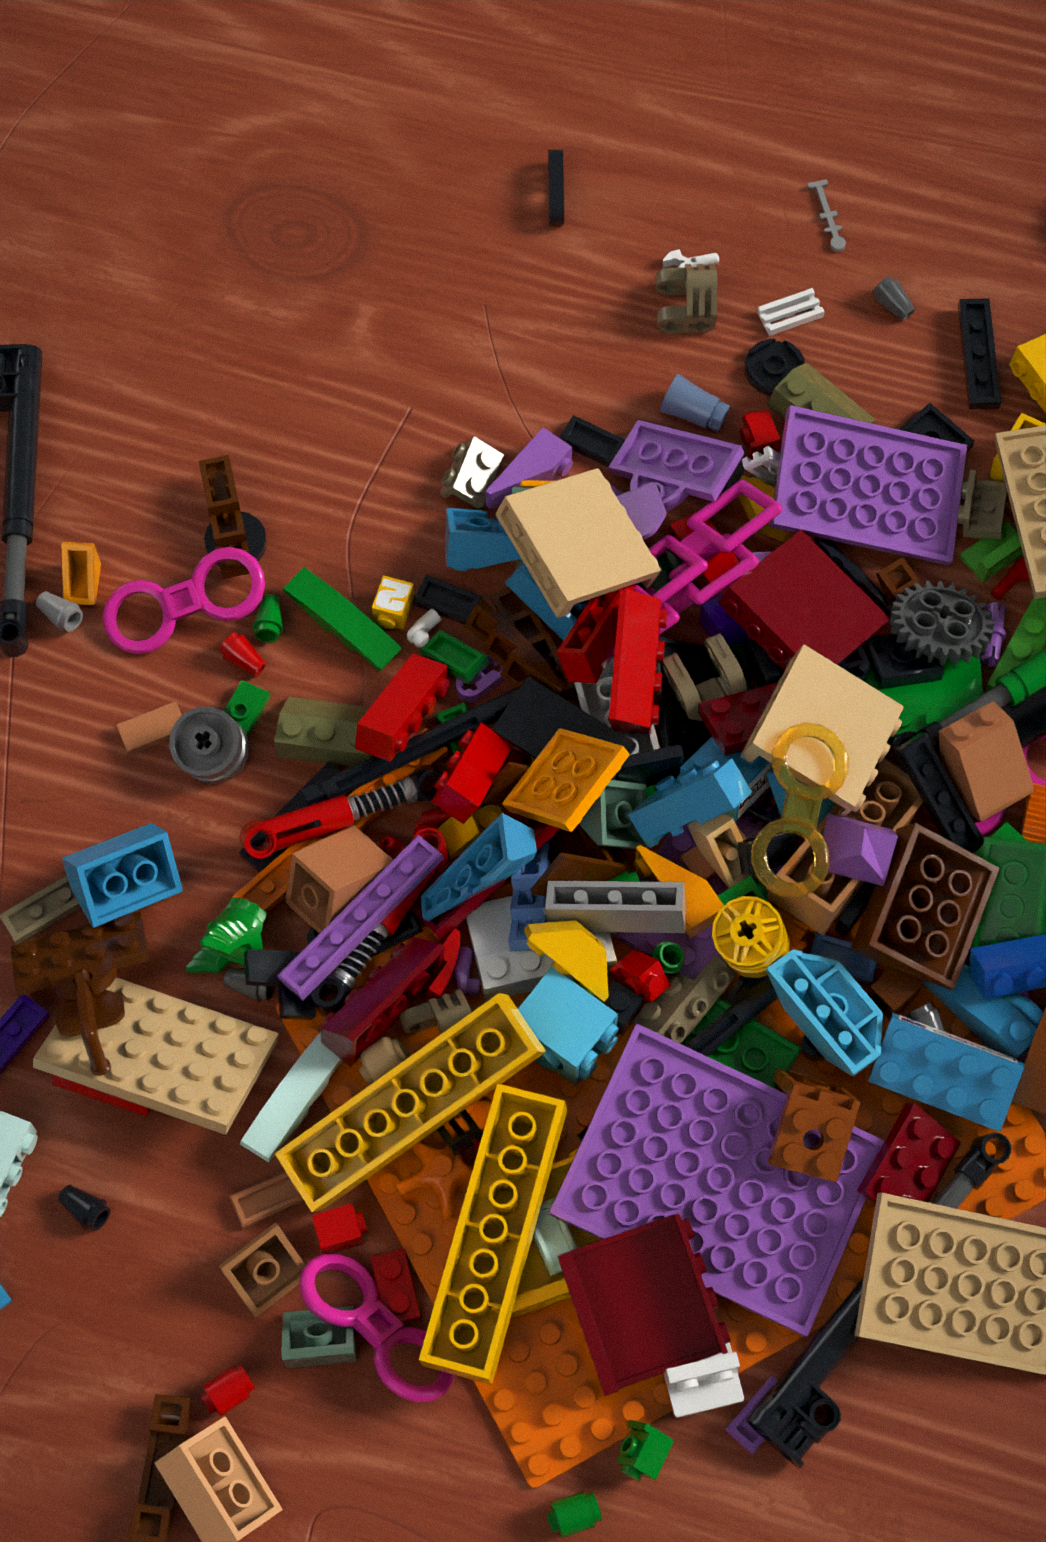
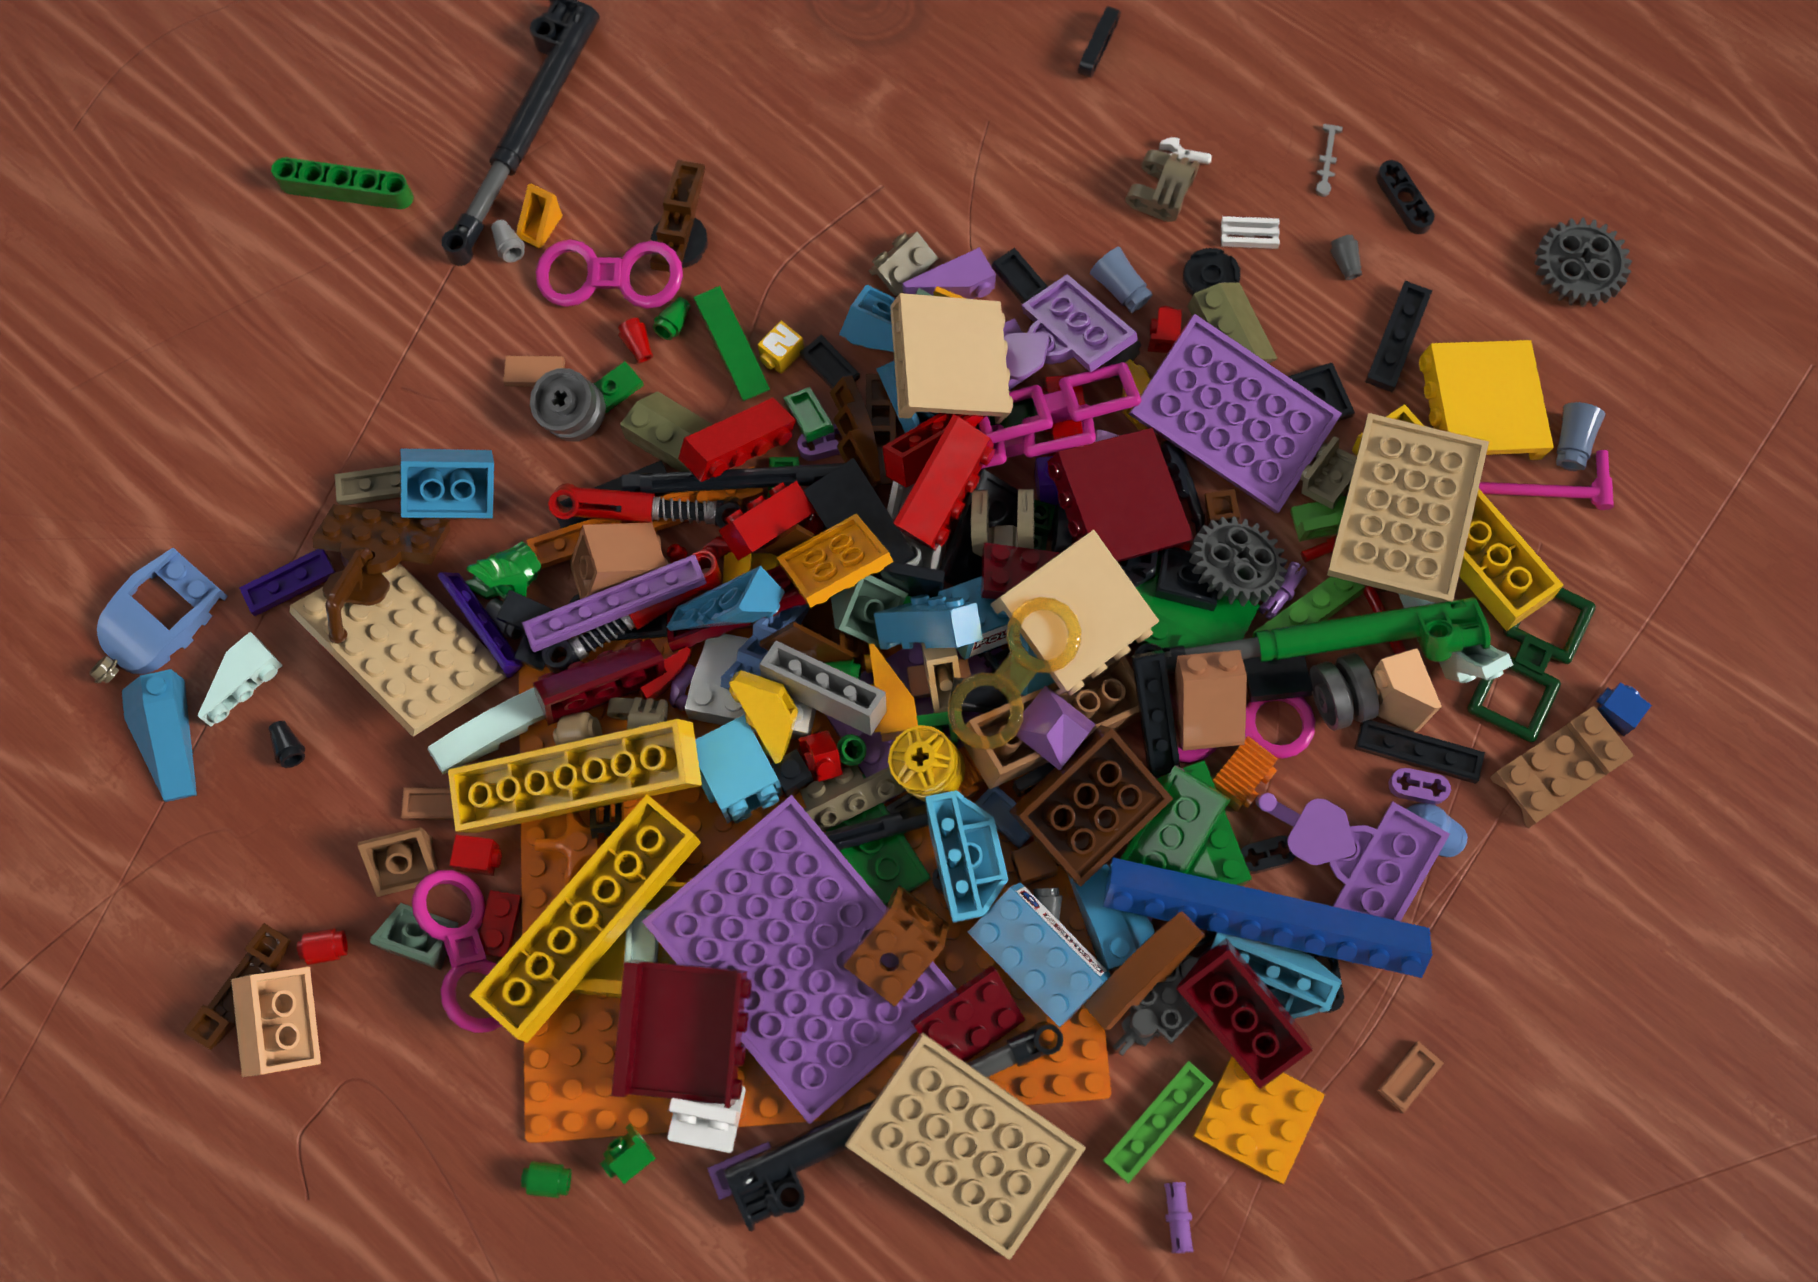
camera: 25 degrees right, 5 degrees up
(224, 998) = (480, 622): none -> dark purple slope
(419, 631) = (789, 381): white arm -> none
(769, 459) = (1149, 356): white tile -> none
(915, 210) = (1405, 209): none -> black beam

